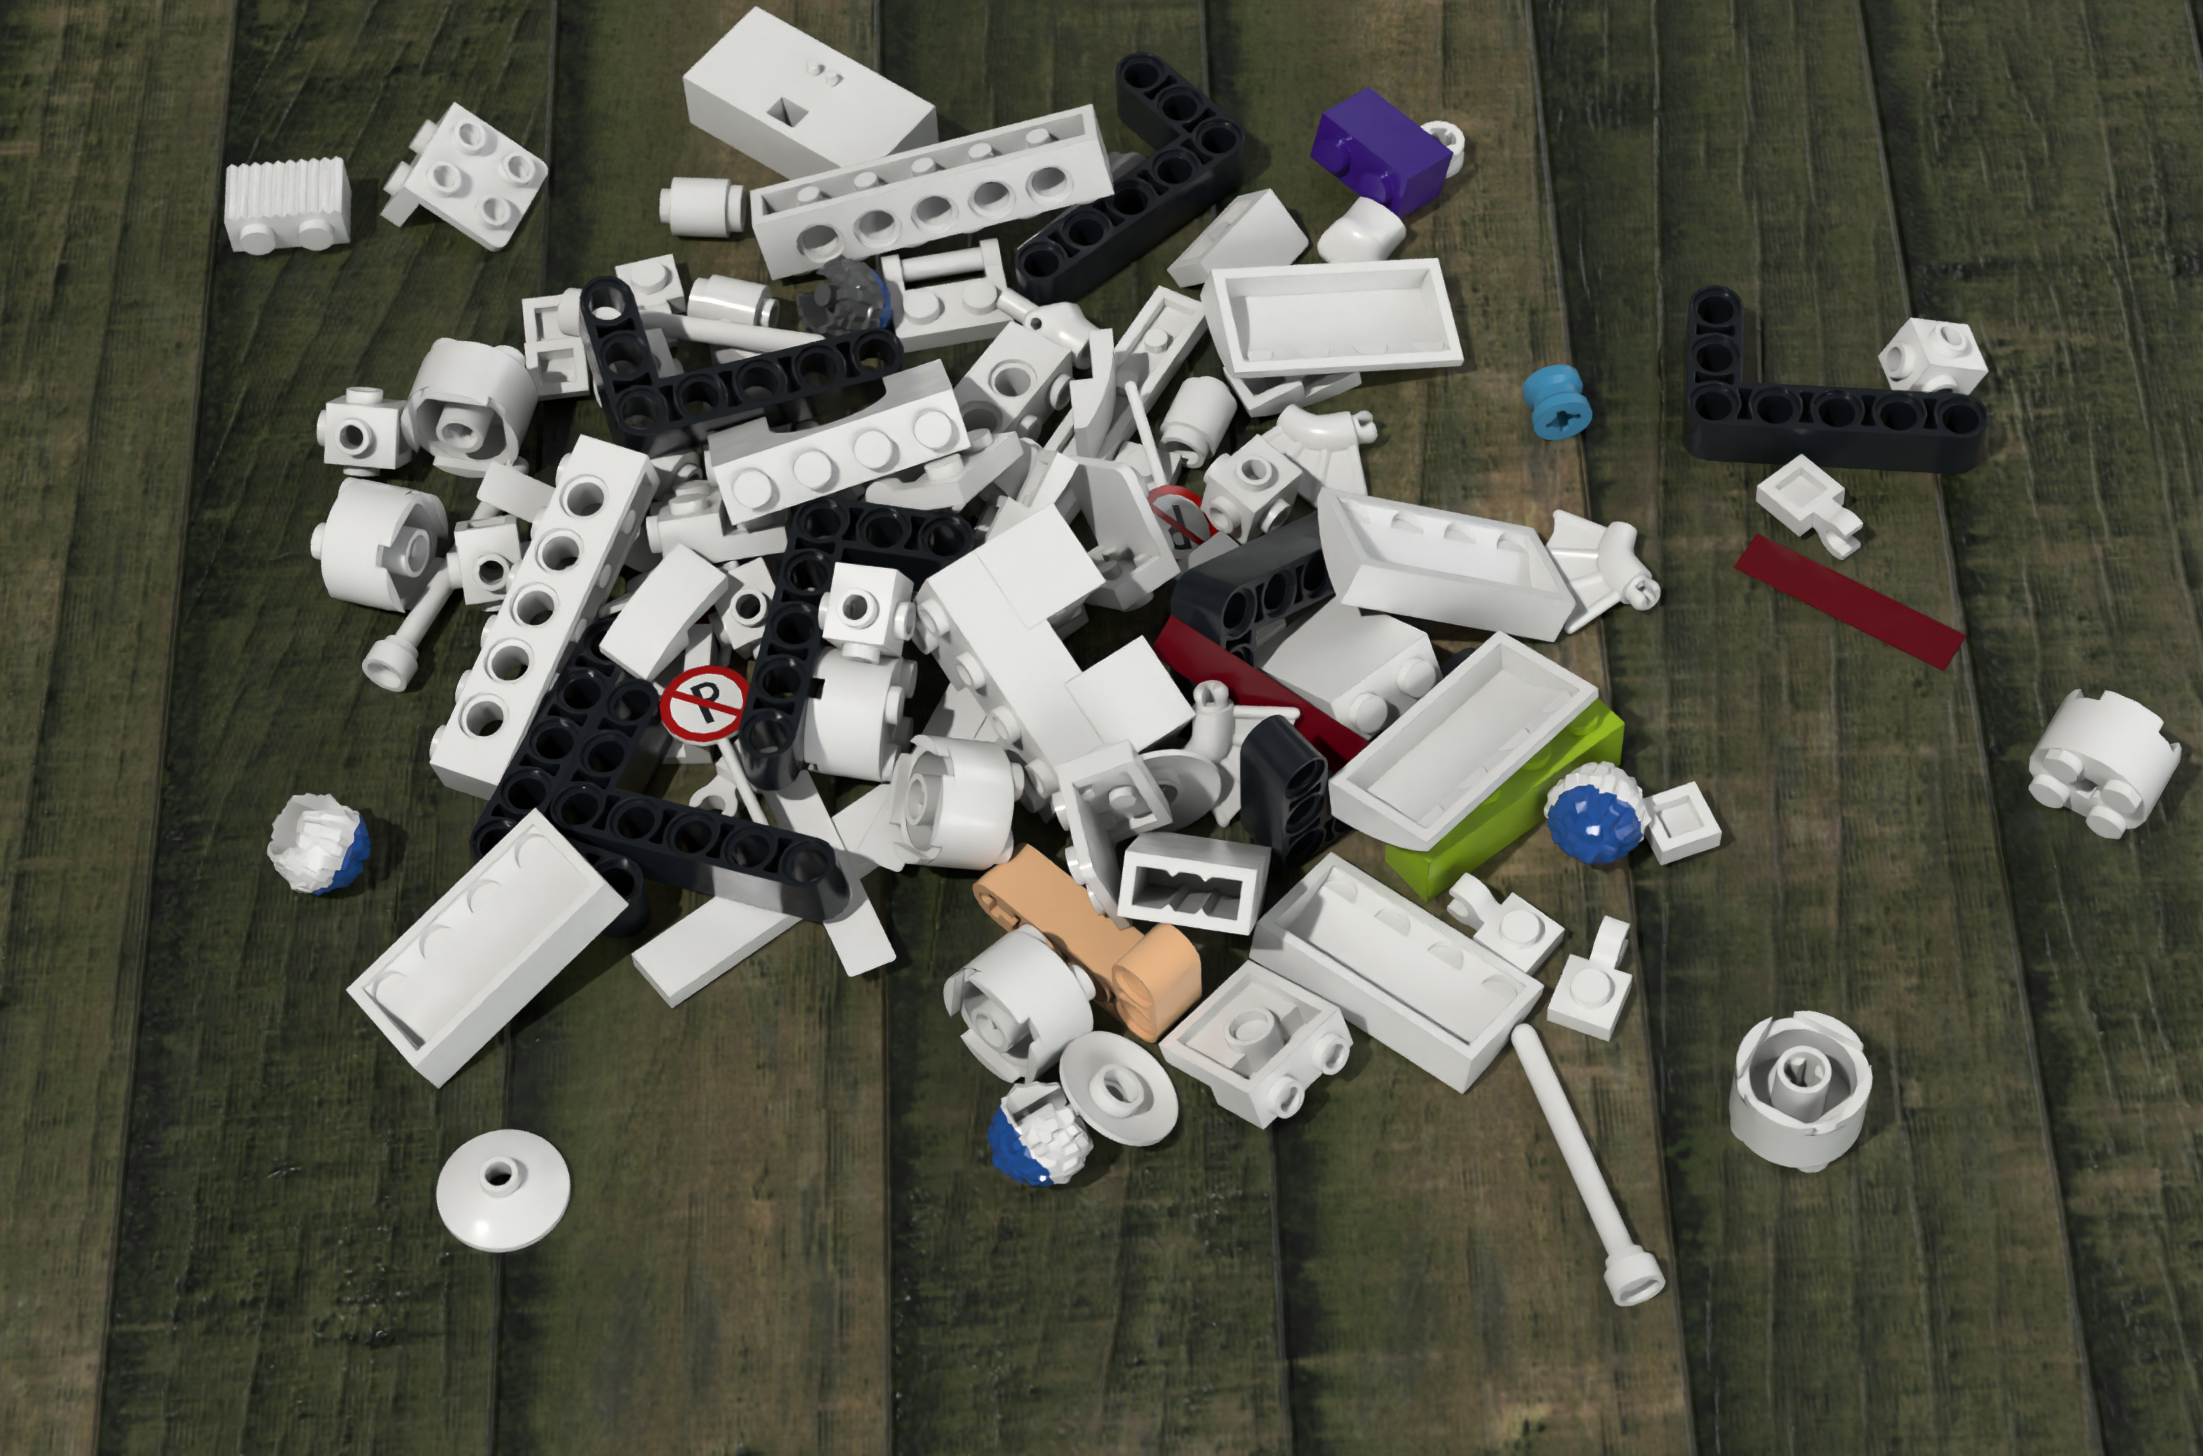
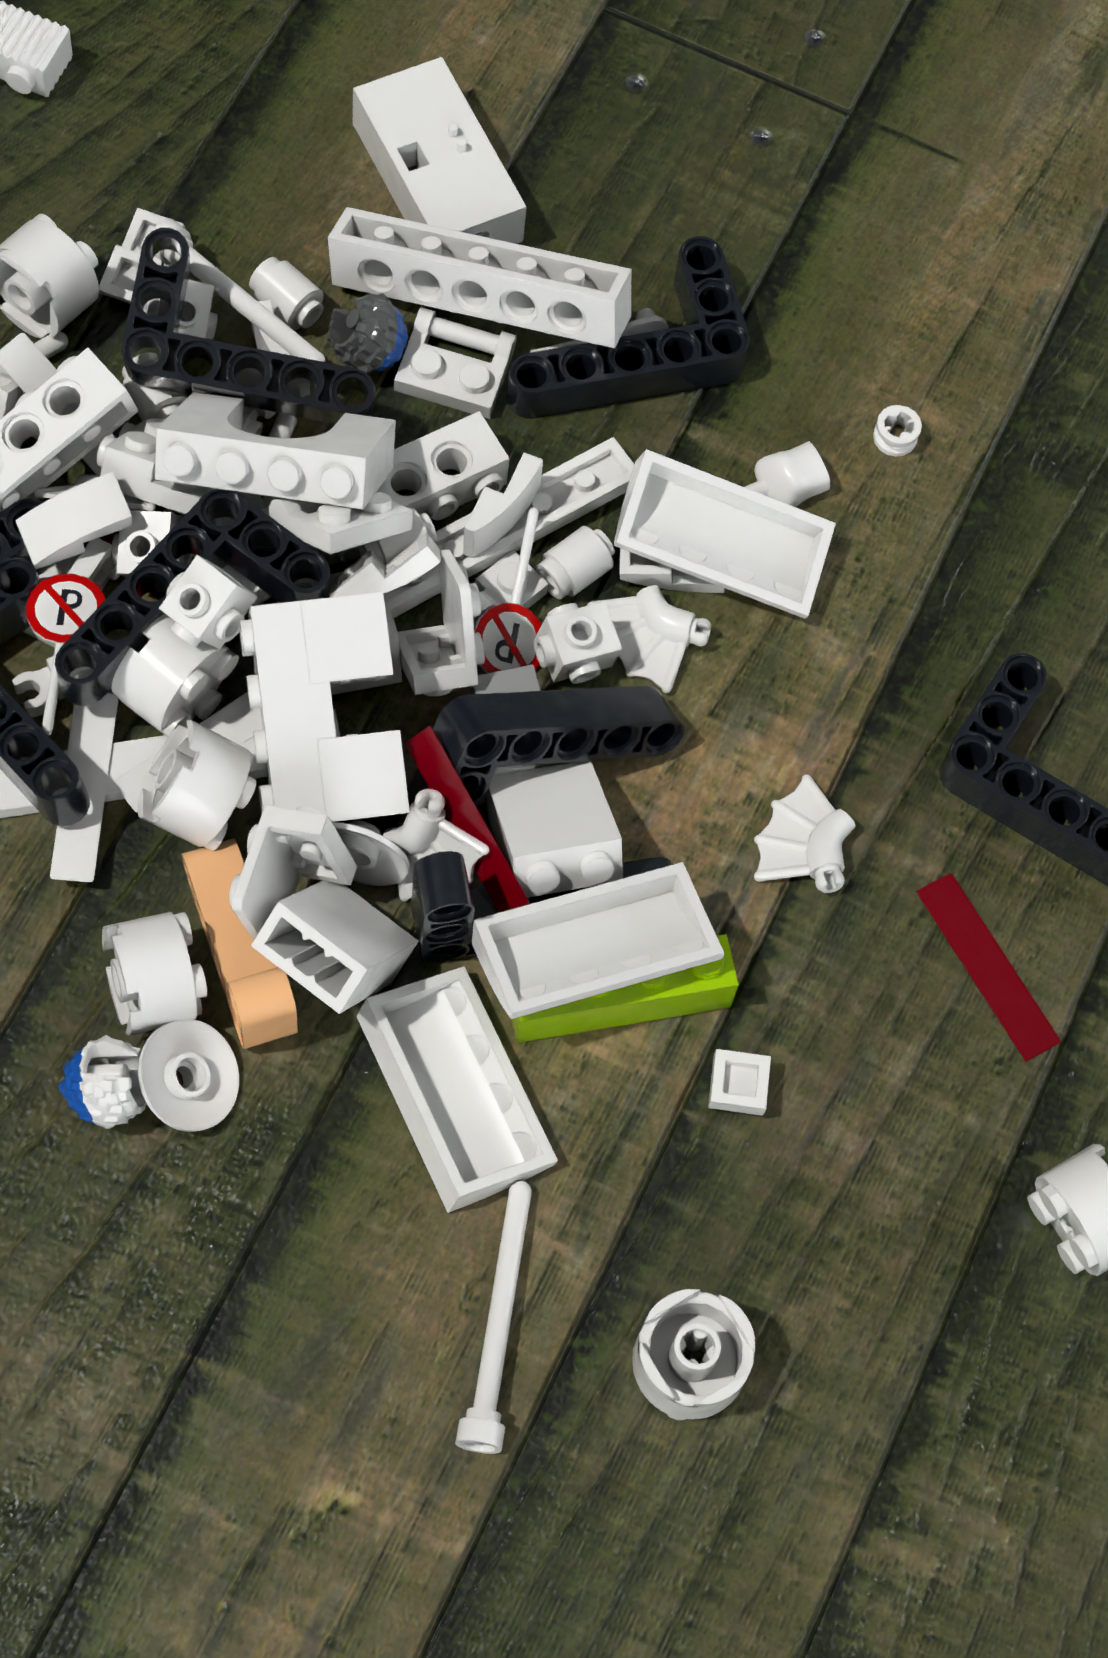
camera: 15 degrees right, 10 degrees up
(466, 178) = (156, 90): white bracket -> none
(655, 286) = (239, 247): white plate -> none
(703, 207) = (313, 198): white brick -> none
(1058, 322) = (514, 430): white piece -> none
(1248, 233) = (701, 434): white panel -> none
(1260, 1044) = (314, 1094): white plate -> none
(1381, 153) = (845, 414): dark purple brick -> none
(1441, 566) = (677, 781): white slope -> none
(1508, 930) = (560, 1102): white plate -> none
(1556, 402) = (858, 687): dark azure wheel -> none
(1593, 989) = (594, 1183): white plate -> none
(1596, 813) = (677, 1045): blue piece -> none
(1808, 498) = (1002, 866): white plate -> none

